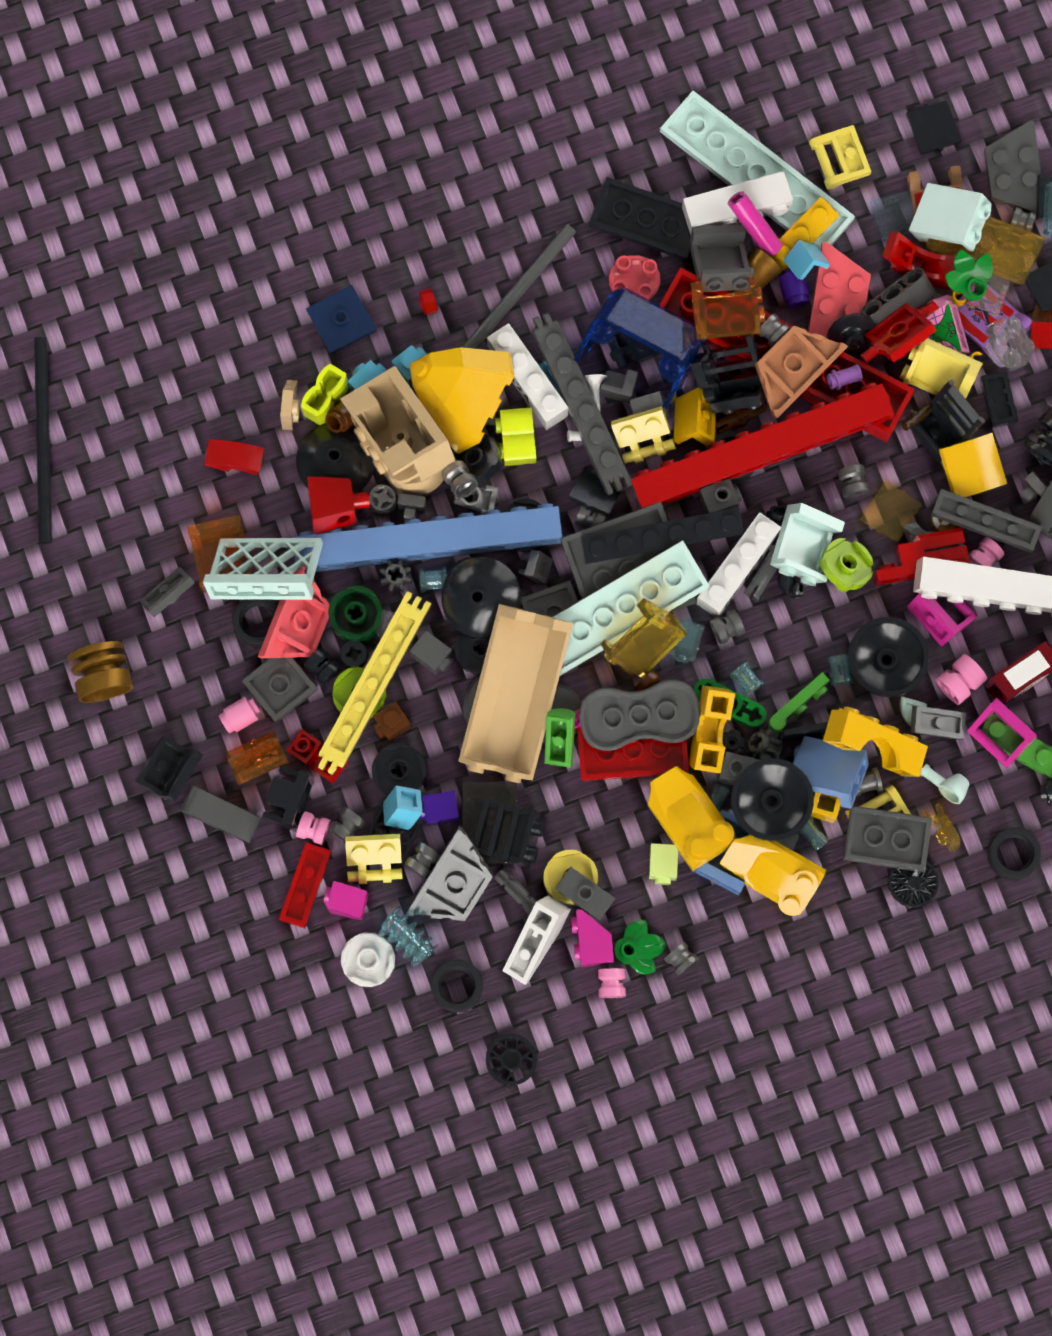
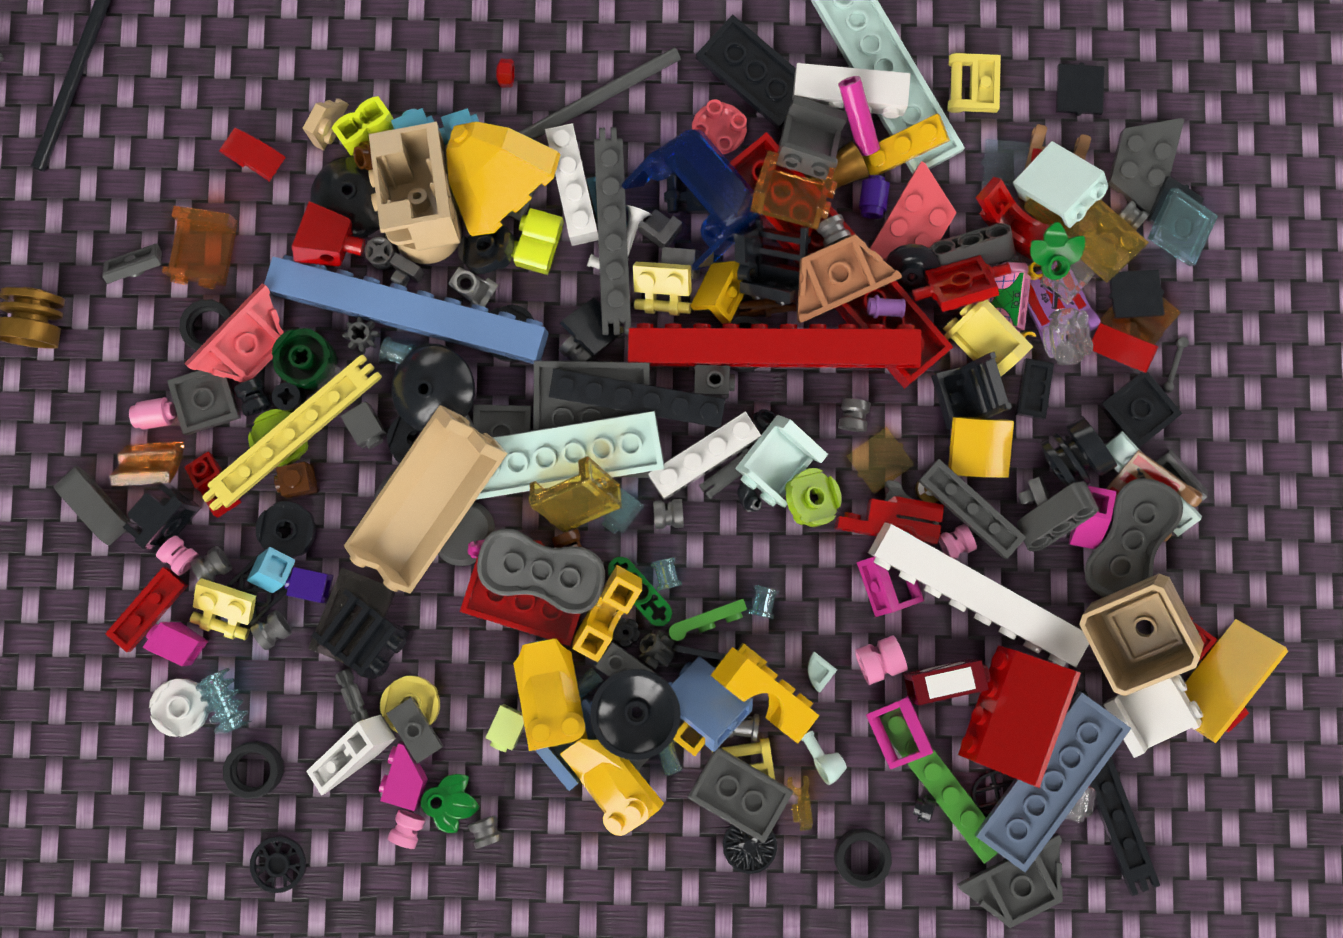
camera: 20 degrees right, 5 degrees up
(168, 769) = (57, 440): black plate -> none
(260, 584) = (215, 290): light aqua fence -> none
(341, 319) = (414, 58): dark blue plate -> none
(453, 882) = (290, 665): wing -> none
(460, 479) = (457, 265): flat silver wheel -> none
(537, 567) = (504, 379): flat silver tile -> none
(560, 737) = (453, 561): bright green brick -> none
(804, 257) = (894, 169): medium azure panel -> none
(895, 640) = (837, 609): black dish -> none
(916, 417) = (943, 375): dark brown helmet -> none
(938, 722) = (839, 694): plate -> none

